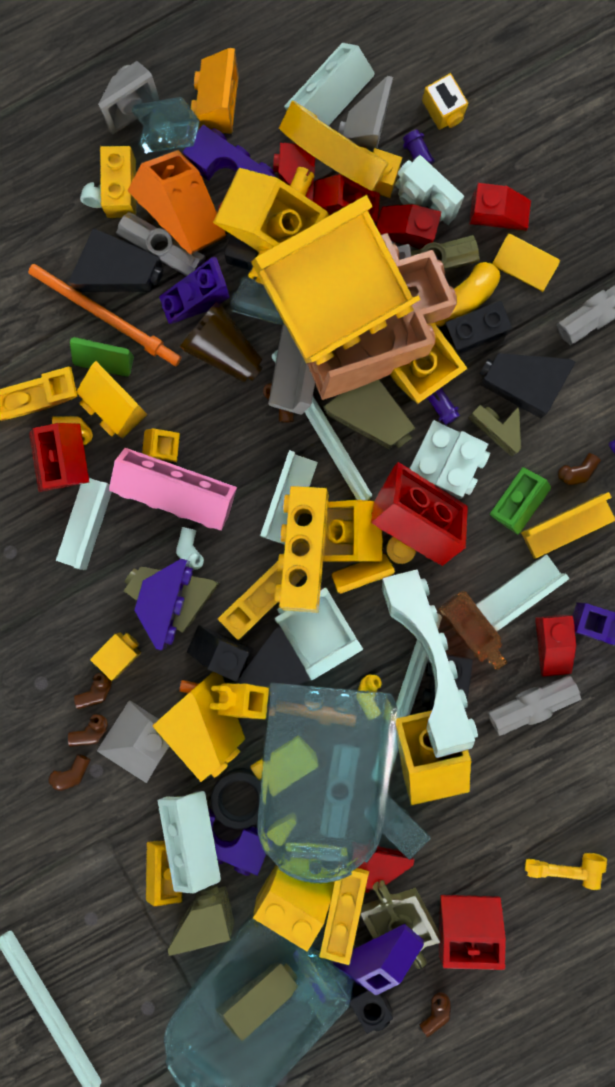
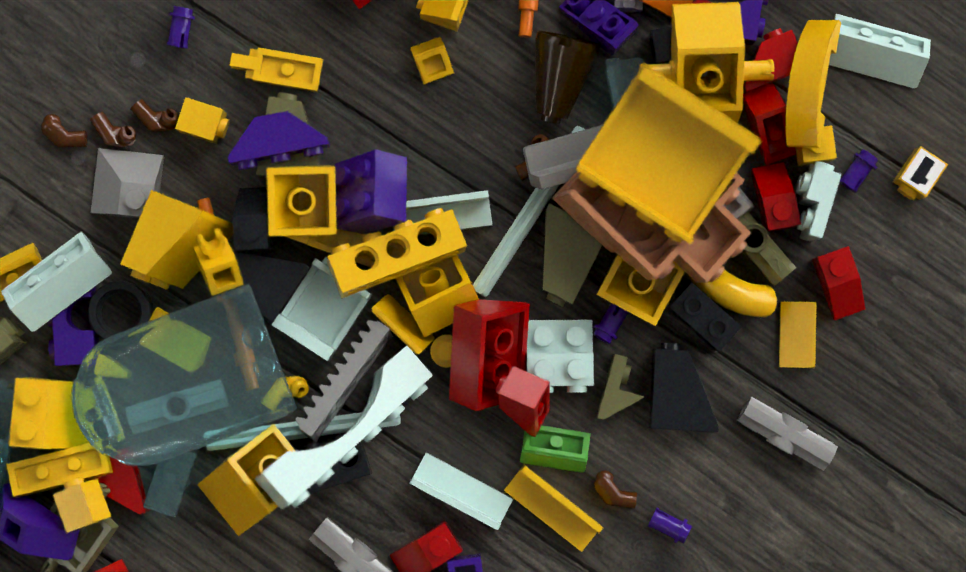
camera: 65 degrees right, 0 degrees up
(31, 635) = (180, 27): none -> dark purple pin
(84, 524) = (316, 24): light aqua panel -> none
(105, 571) = (280, 68): none -> yellow hinge
(172, 488) = (393, 91): bright pink brick -> none
(187, 551) = (339, 139): light aqua arm -> none
(223, 605) = (301, 200): none -> yellow slope
(243, 546) = (371, 192): none -> dark purple brick
(368, 116) = (857, 104): light grey slope -> none
(384, 912) = (81, 504): none -> yellow brick
(387, 642) = (346, 381): none -> light grey gear
(473, 504) = (524, 399): none -> red slope
(473, 628) = (400, 460): clear orange hinge -> none

